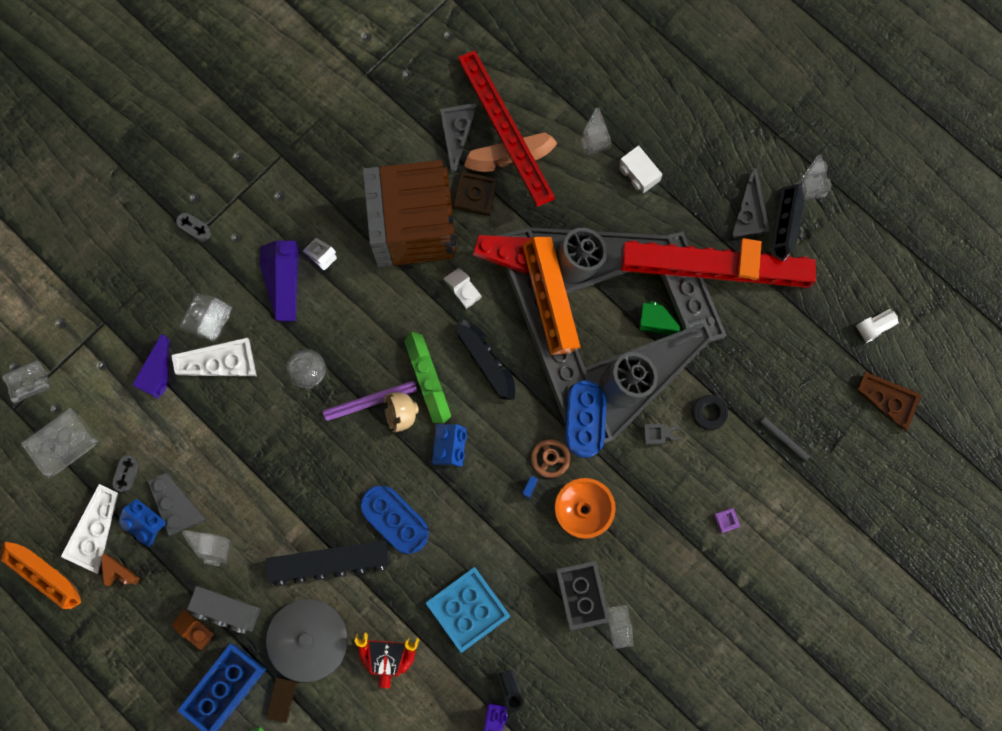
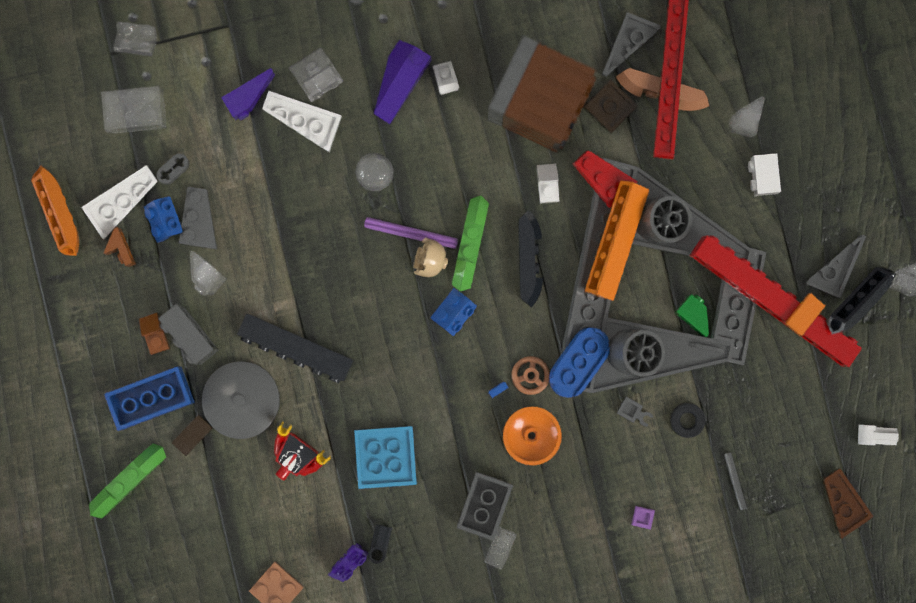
camera: 30 degrees right, 10 degrees up
(394, 519) = (371, 345): blue tile -> none

